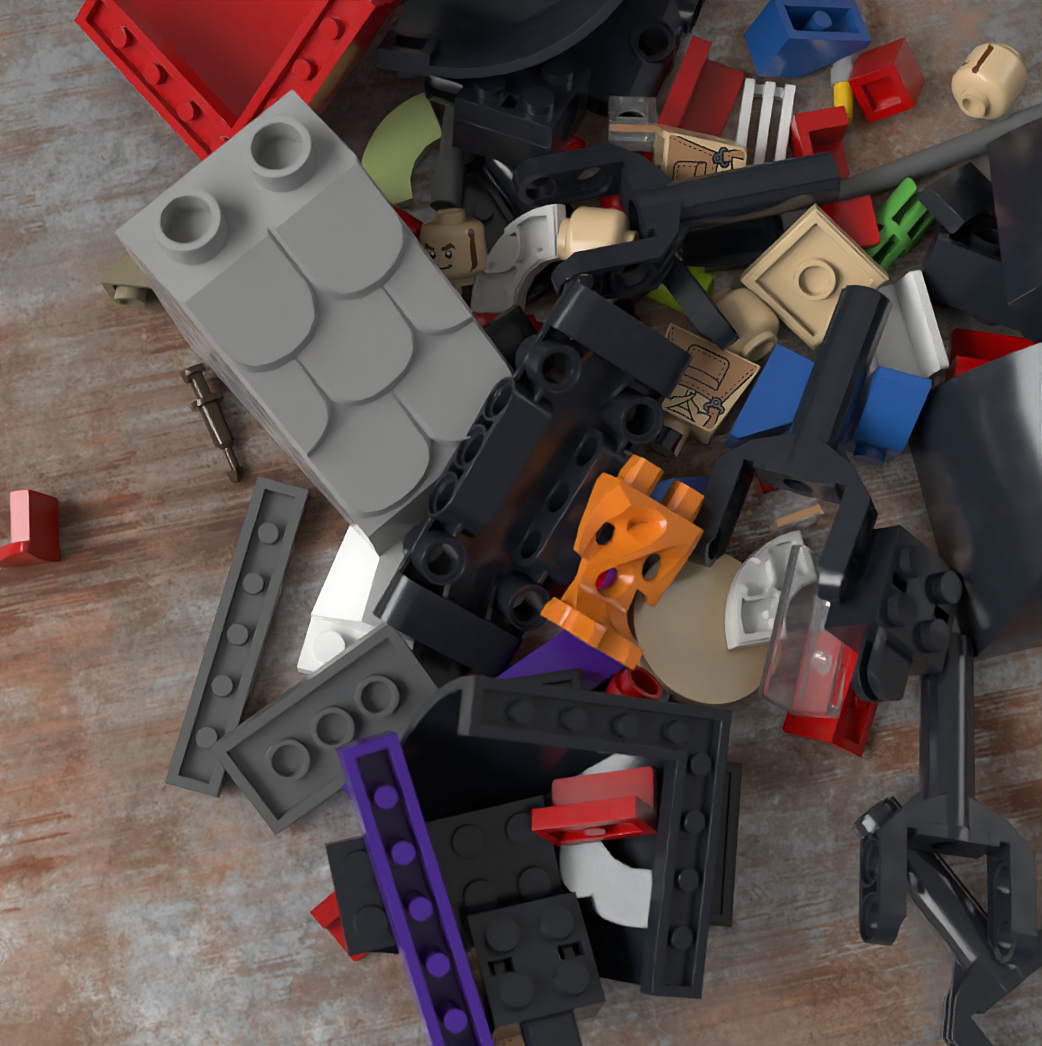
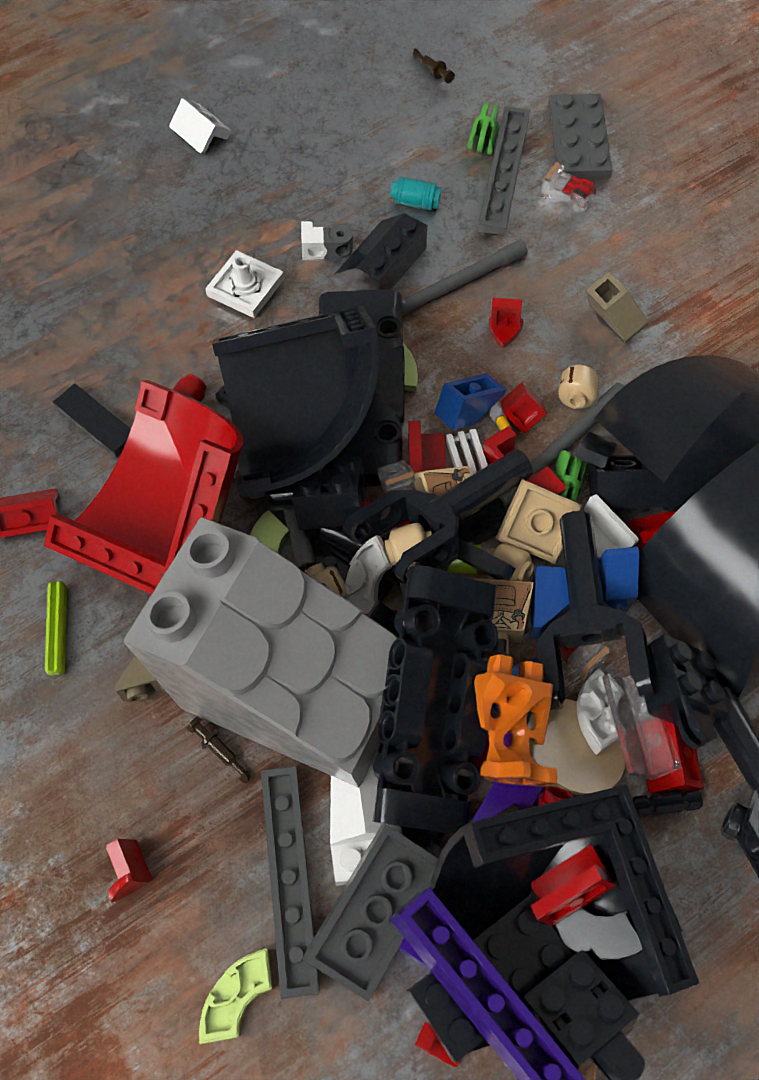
camera: 20 degrees left, 15 degrees down
(53, 150) = (56, 628): none -> lime axle
(108, 751) = (232, 996): none -> yellowish green tile
(799, 754) = (668, 802): none -> black axle

